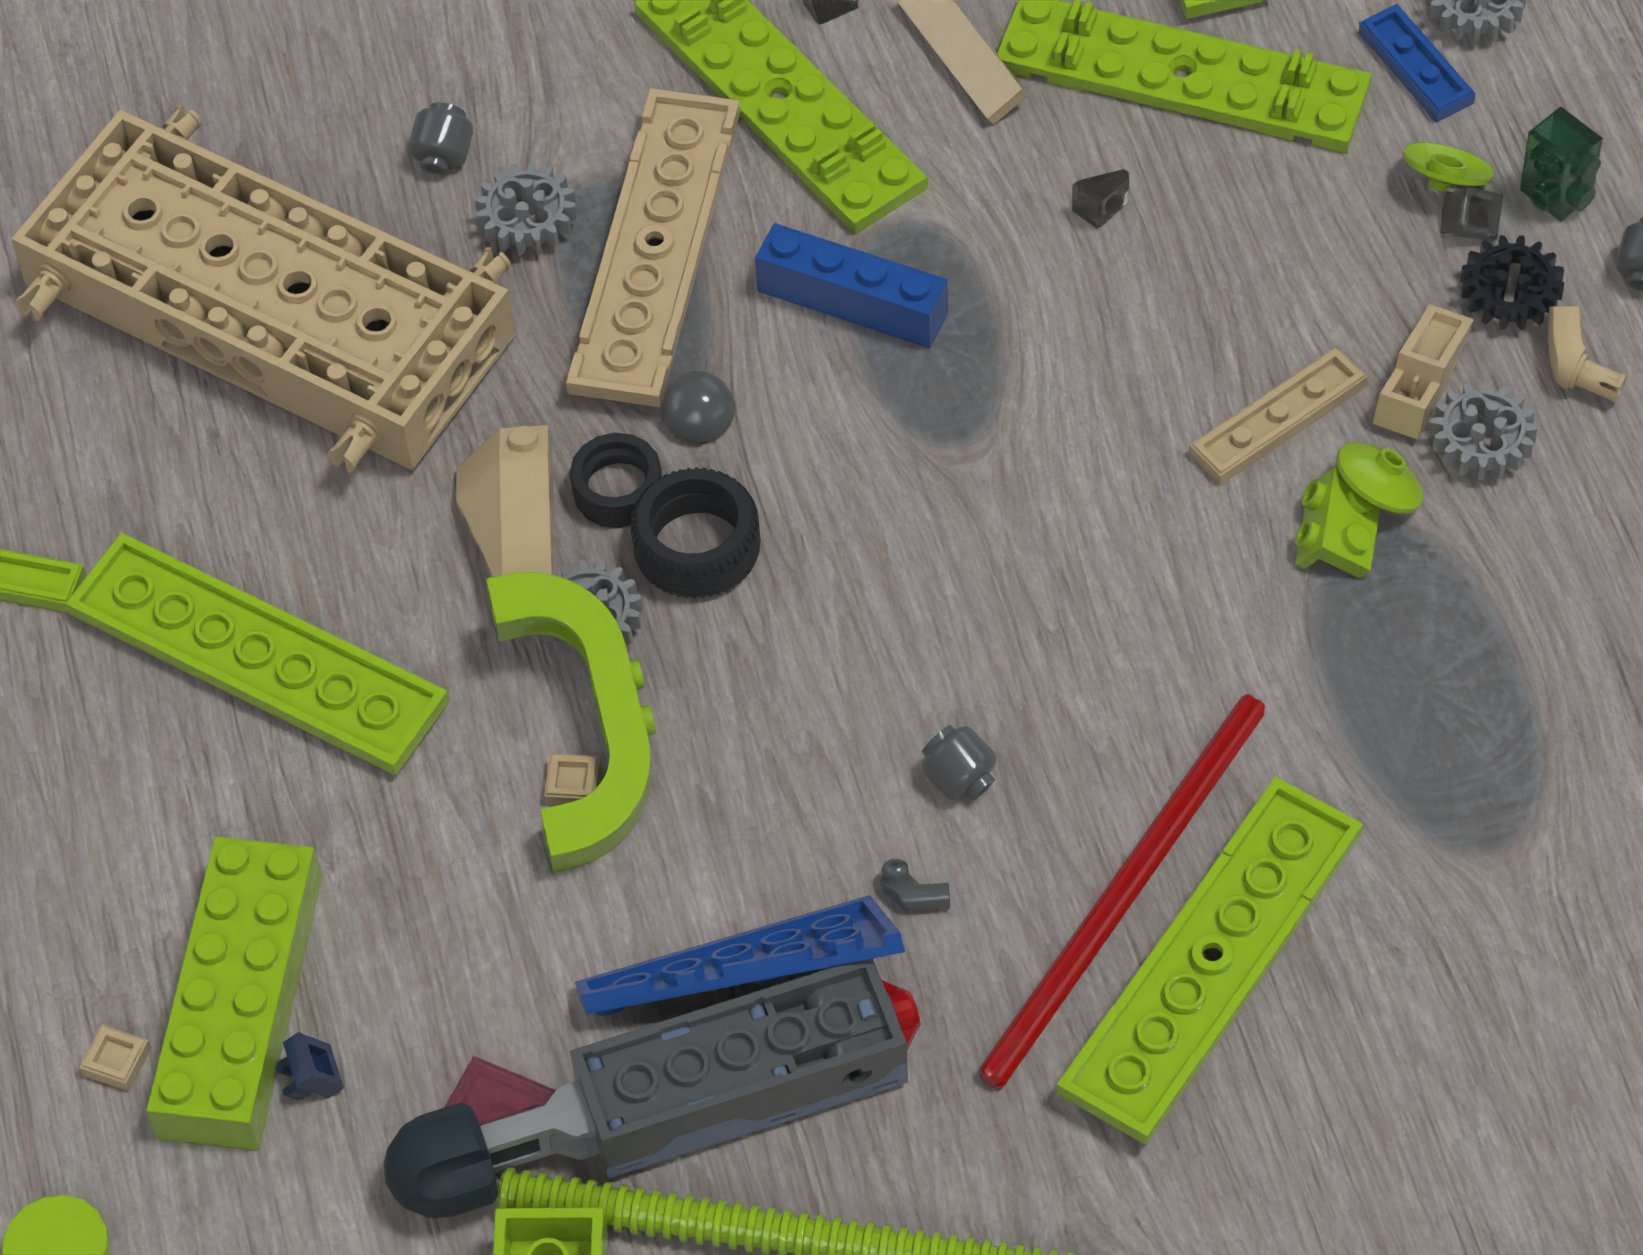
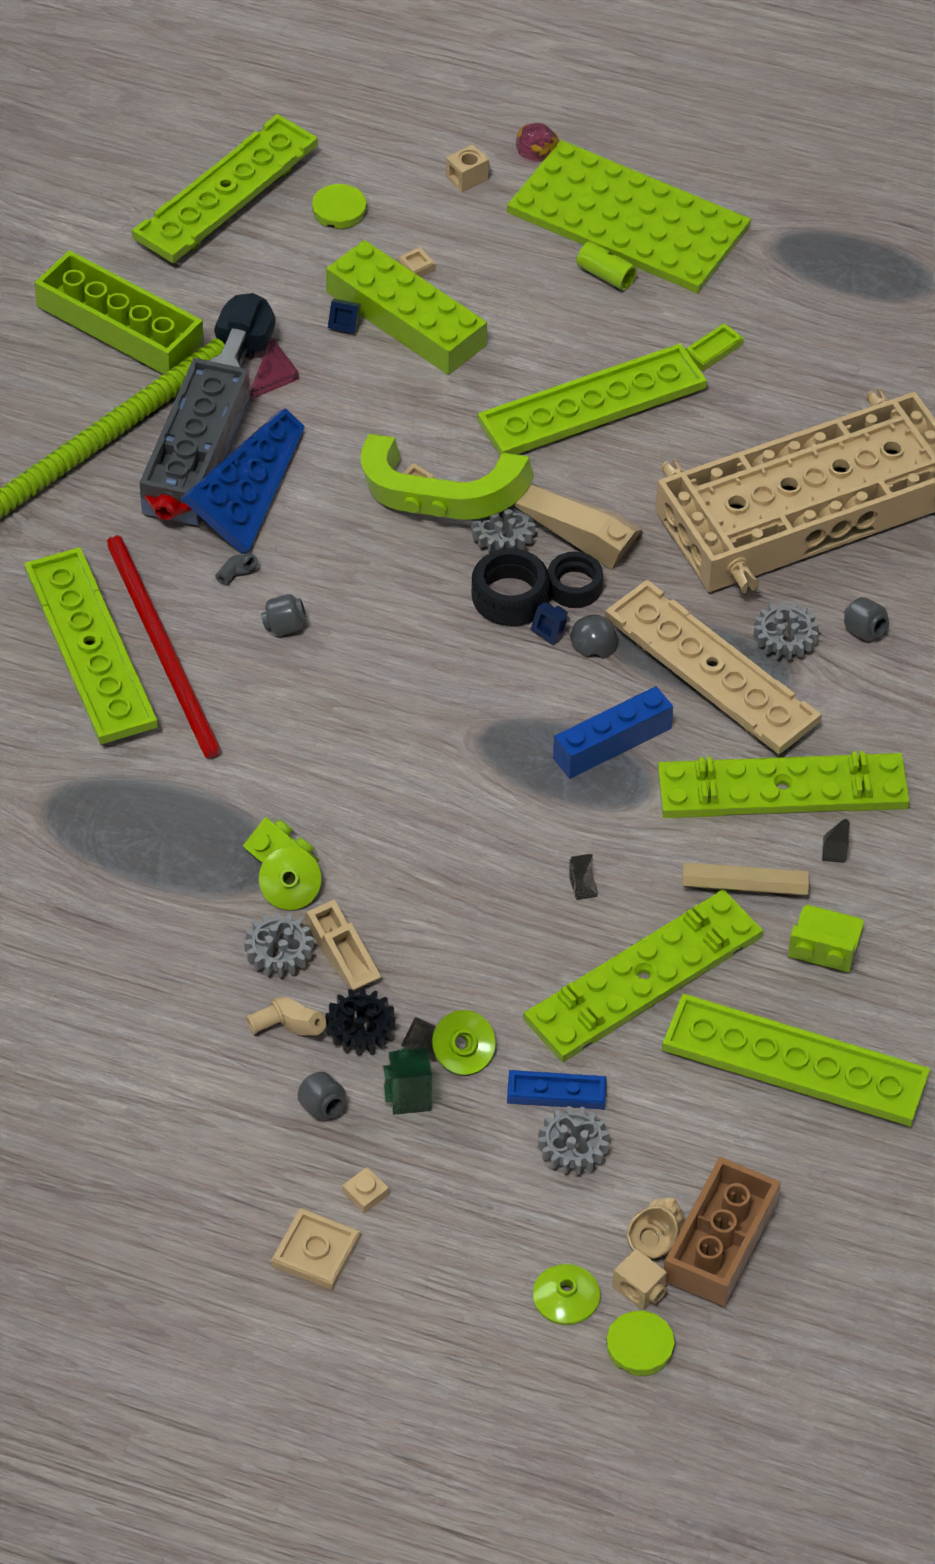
camera: 120 degrees right, 5 degrees down
(717, 452) = (549, 622): none -> dark blue tile
(1278, 416) = (374, 873): tan tile -> none

